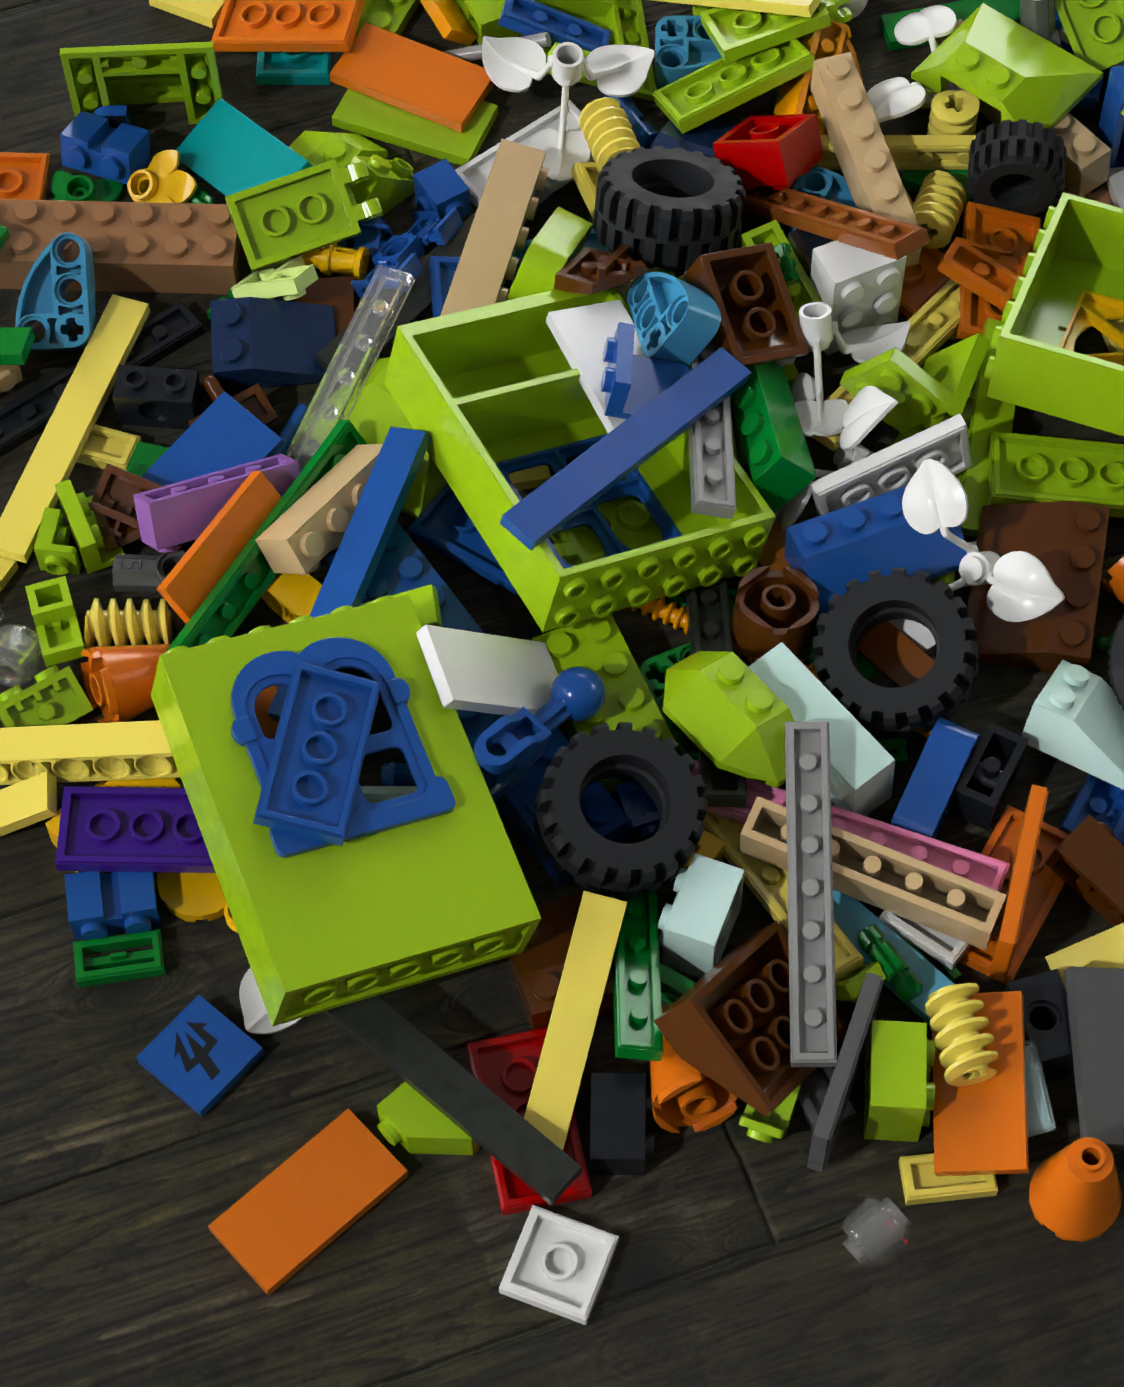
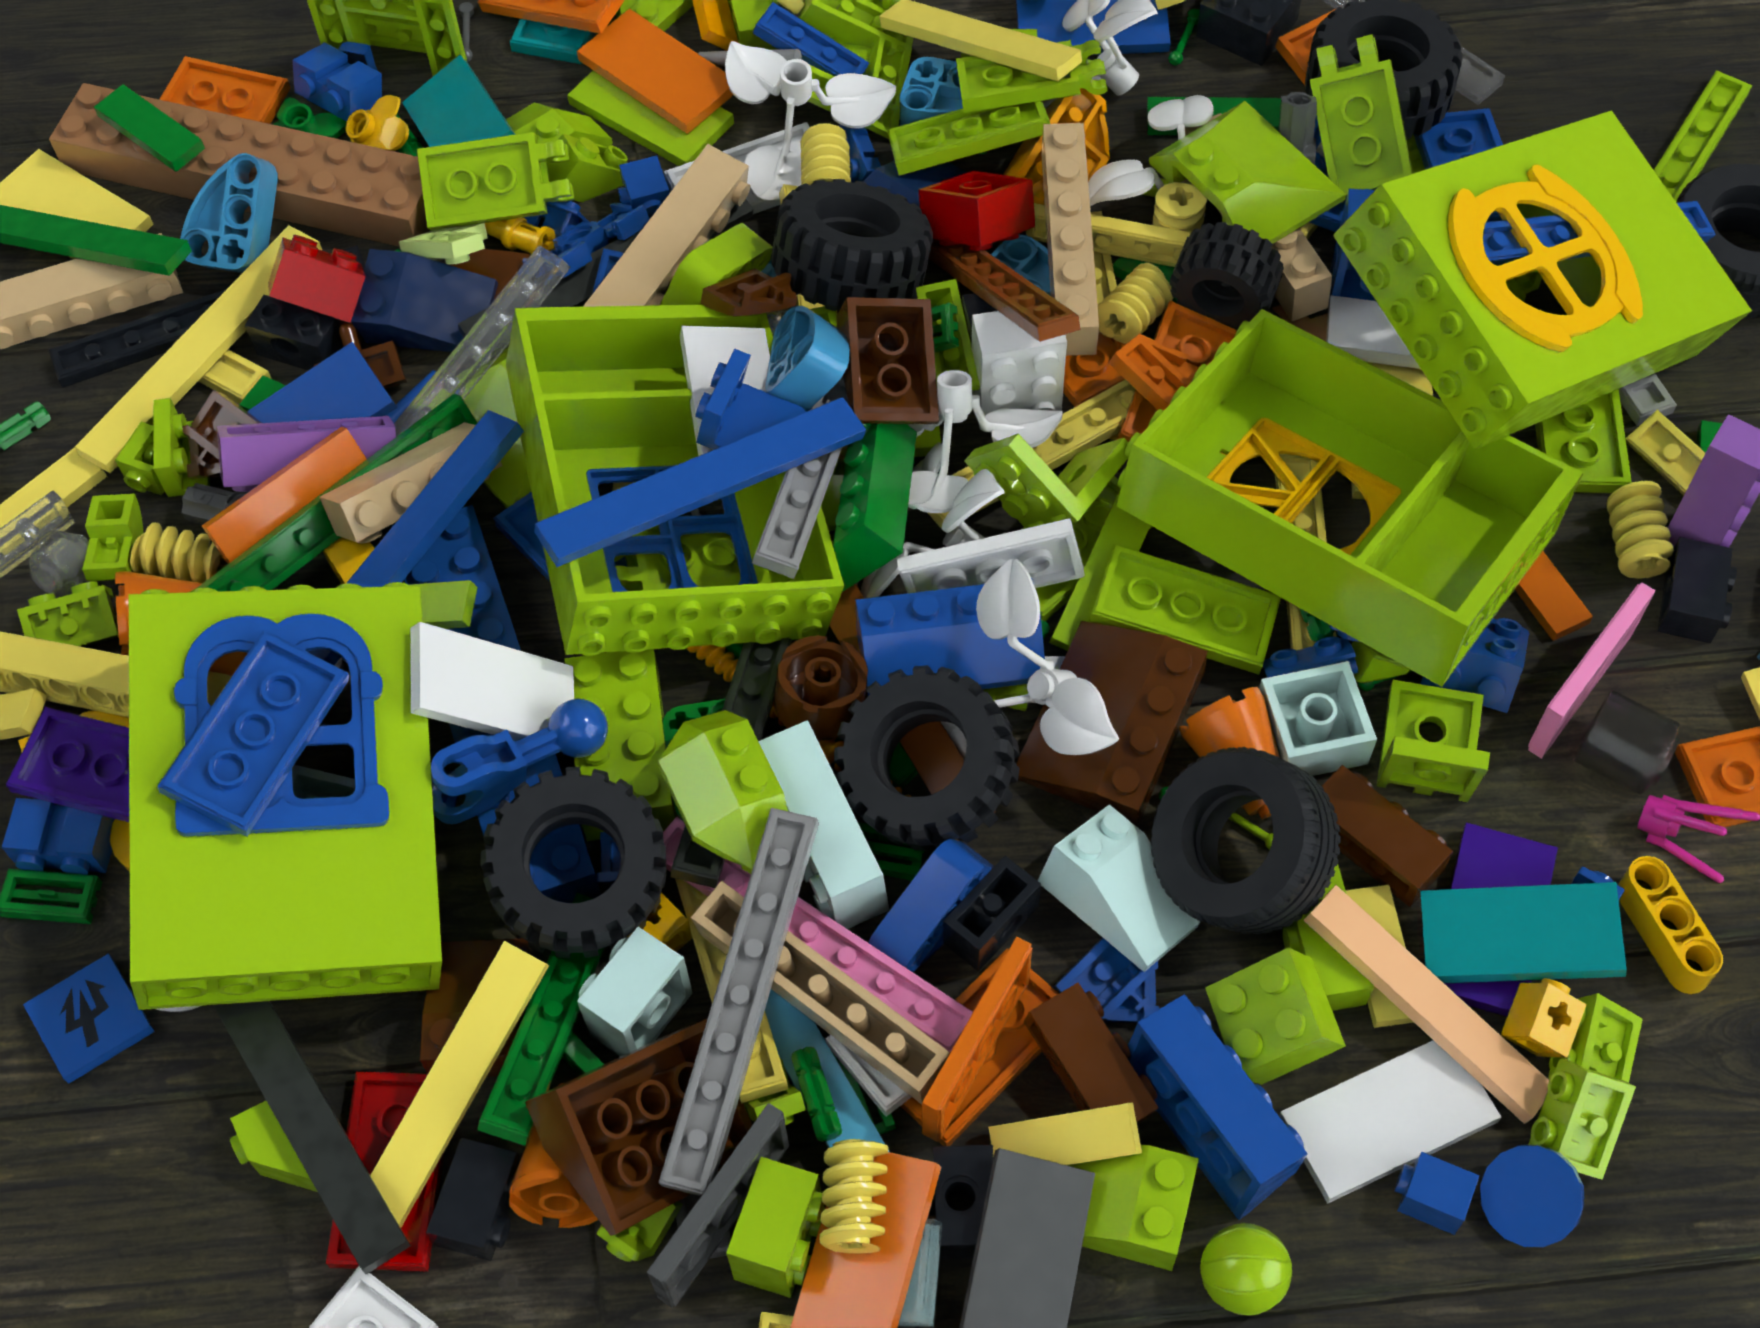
camera: 15 degrees right, 0 degrees up
(169, 339) = (316, 278): none -> red brick
(308, 1201) = (136, 1202): orange tile -> none

